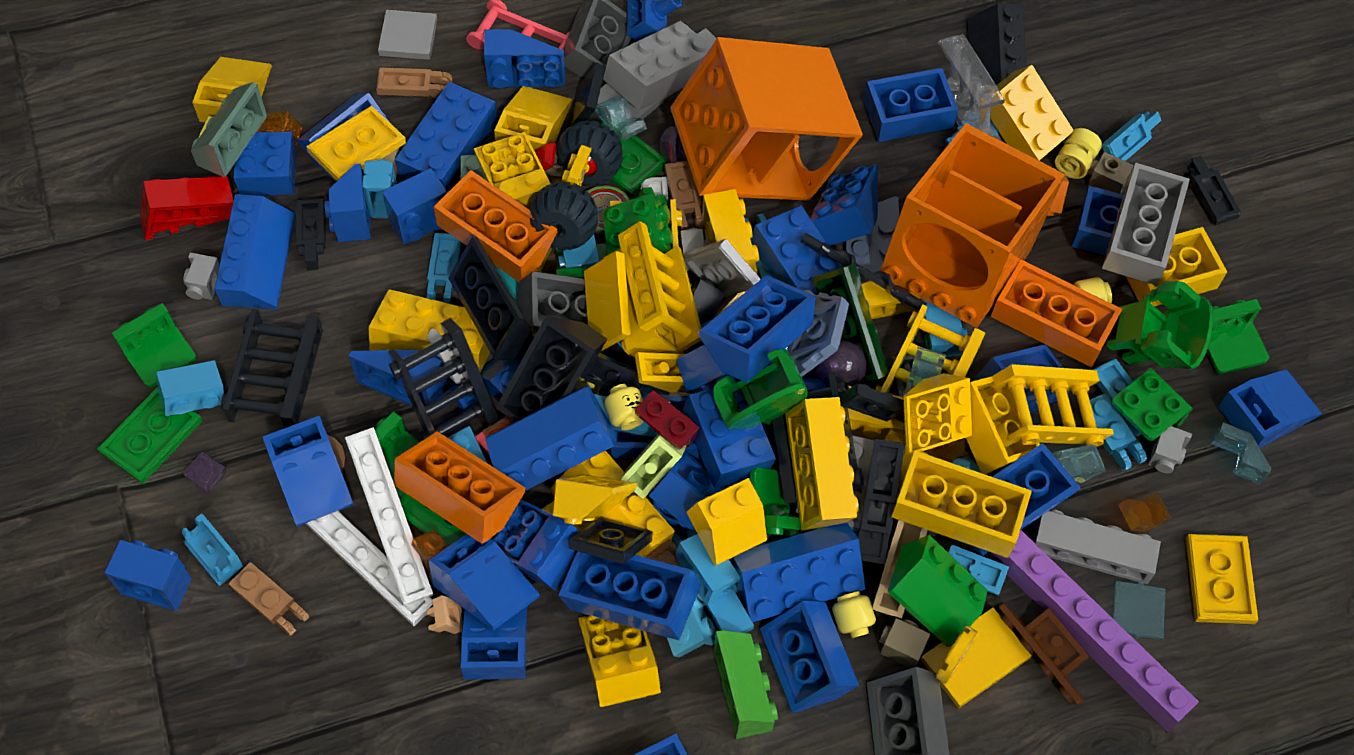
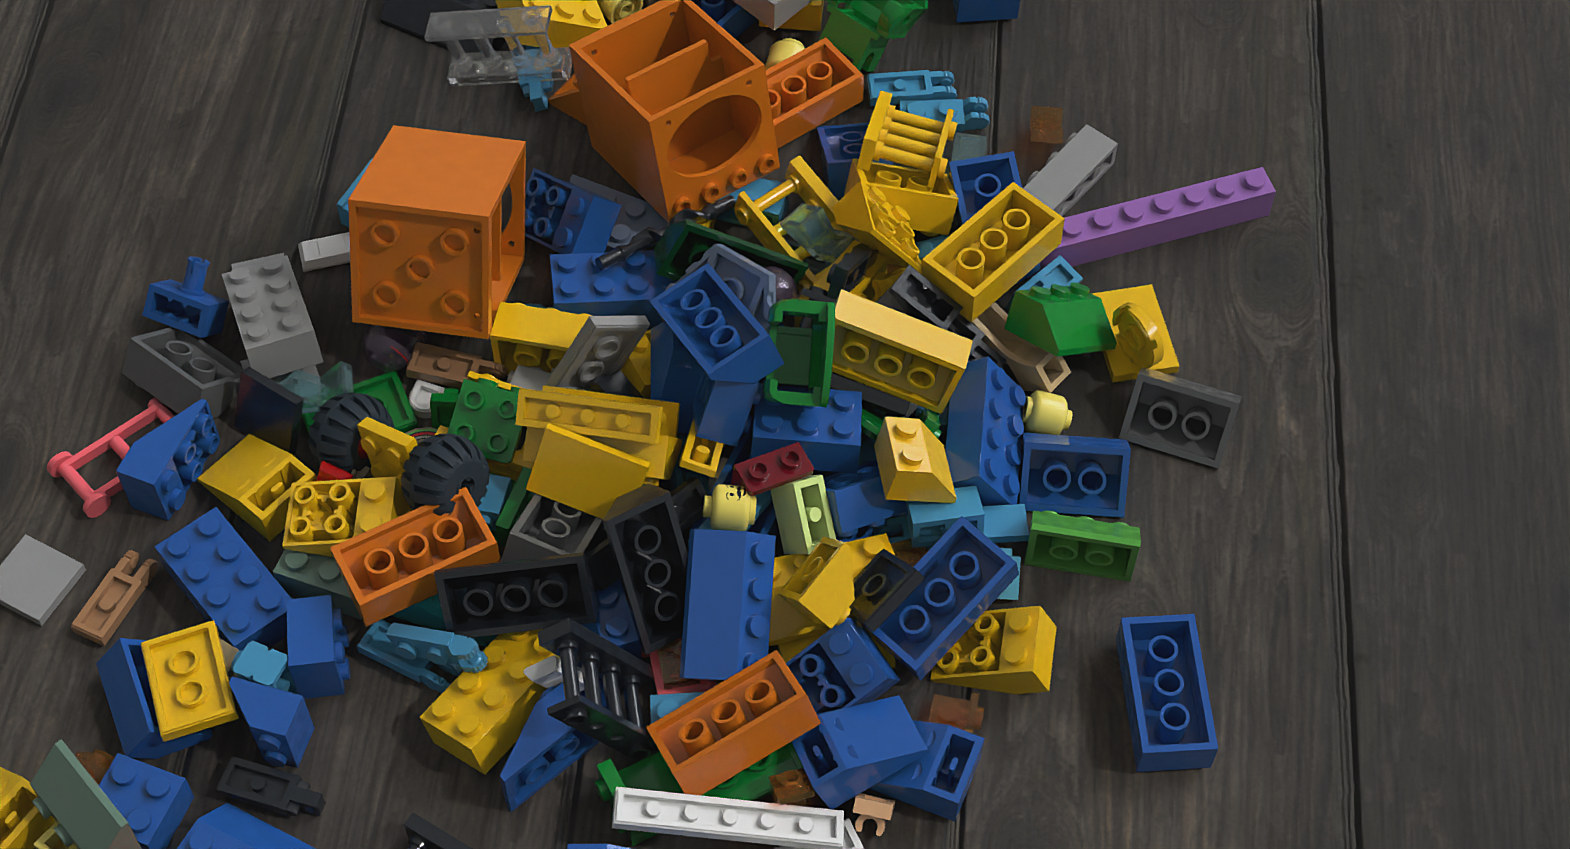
camera: 65 degrees left, 5 degrees down
(439, 276) = (437, 646): none -> dark azure hinge
(551, 646) = (957, 712): none -> clear orange bracket
(903, 642) = (1095, 383): dark tan brick -> none
(910, 104) = (471, 98): blue brick -> none
(1054, 646) = (1149, 260): reddish brown bracket -> none
(1140, 609) = (1137, 178): clear light blue piece -> none
(1151, 405) = (938, 65): green bracket -> none
(1169, 449) = (986, 78): light grey brick -> none
(1221, 579) = (1135, 102): yellow tile -> none
(1251, 461) = (1026, 21): clear light blue slope -> none

